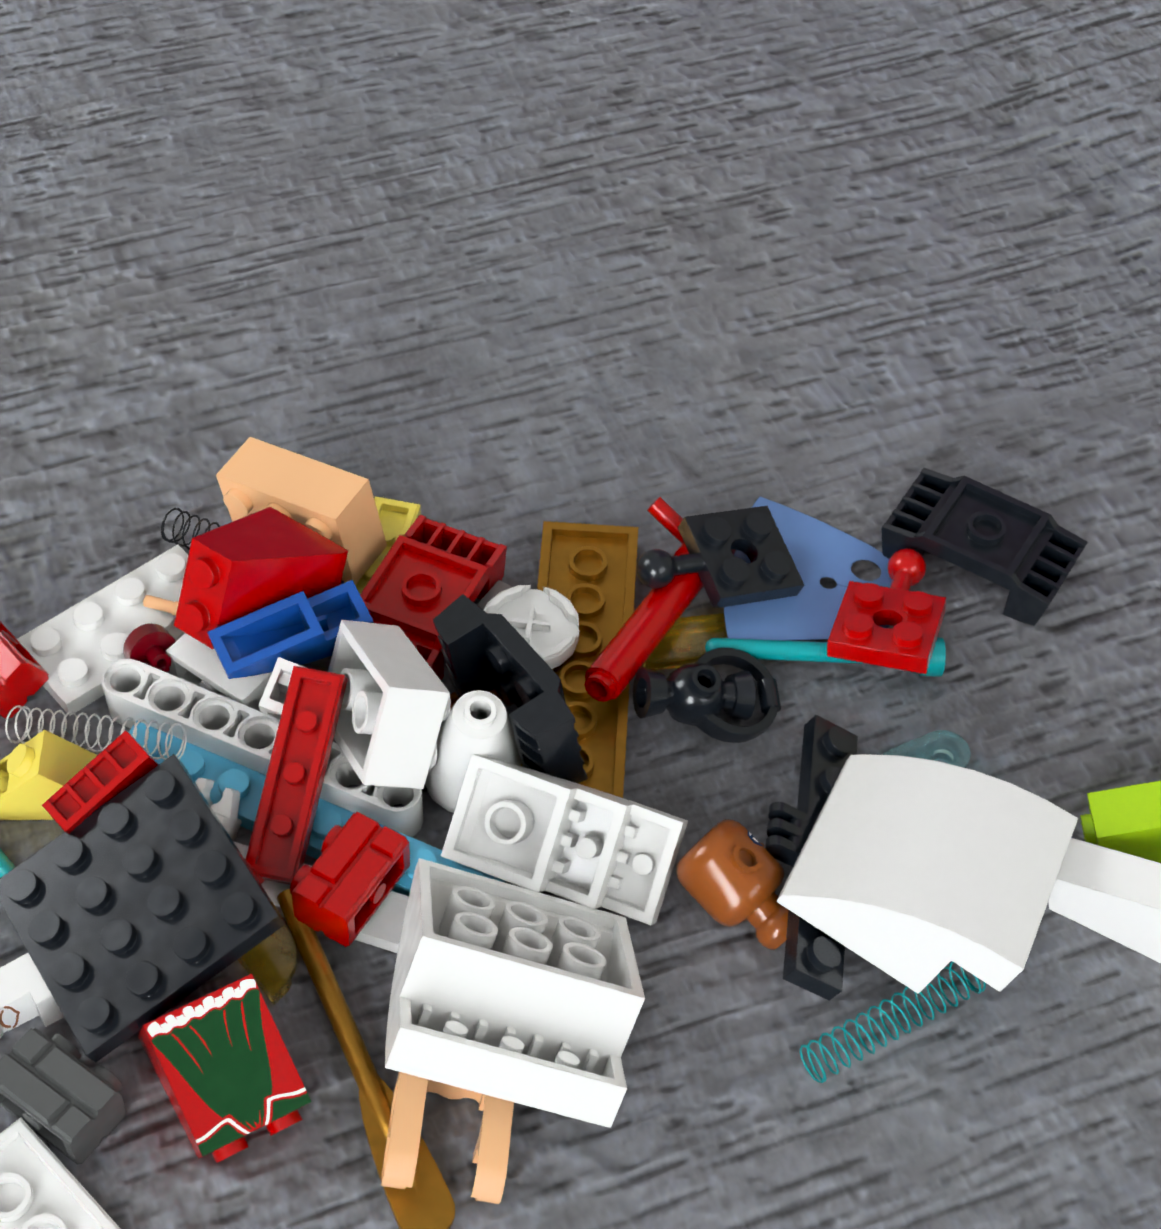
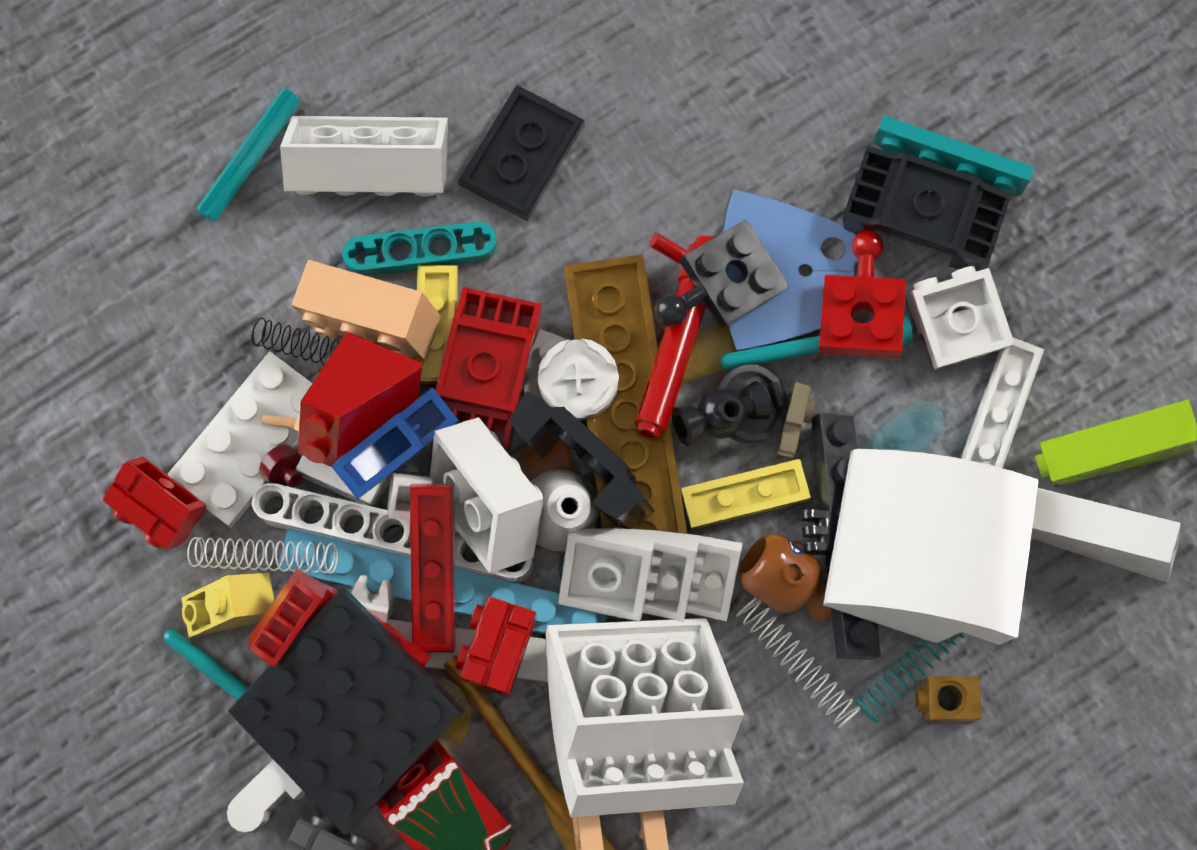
camera: 10 degrees left, 25 degrees up
(218, 368) = (248, 155): none -> teal axle
(346, 387) = (365, 155): none -> white slope
(388, 473) = (419, 242): none -> teal beam
(524, 420) = (521, 152): none -> black tile
(684, 921) = (749, 606): none -> white piece
(707, 788) = (745, 494): none -> light yellow plate
(787, 717) = (798, 412): none -> dark tan plate
(941, 1052) = (966, 693): none -> pearl gold brick
(1007, 653) = (960, 317): none -> white plate
(1056, 745) = (1002, 404): none -> white tile
(1069, 513) = (991, 168): none -> teal plate

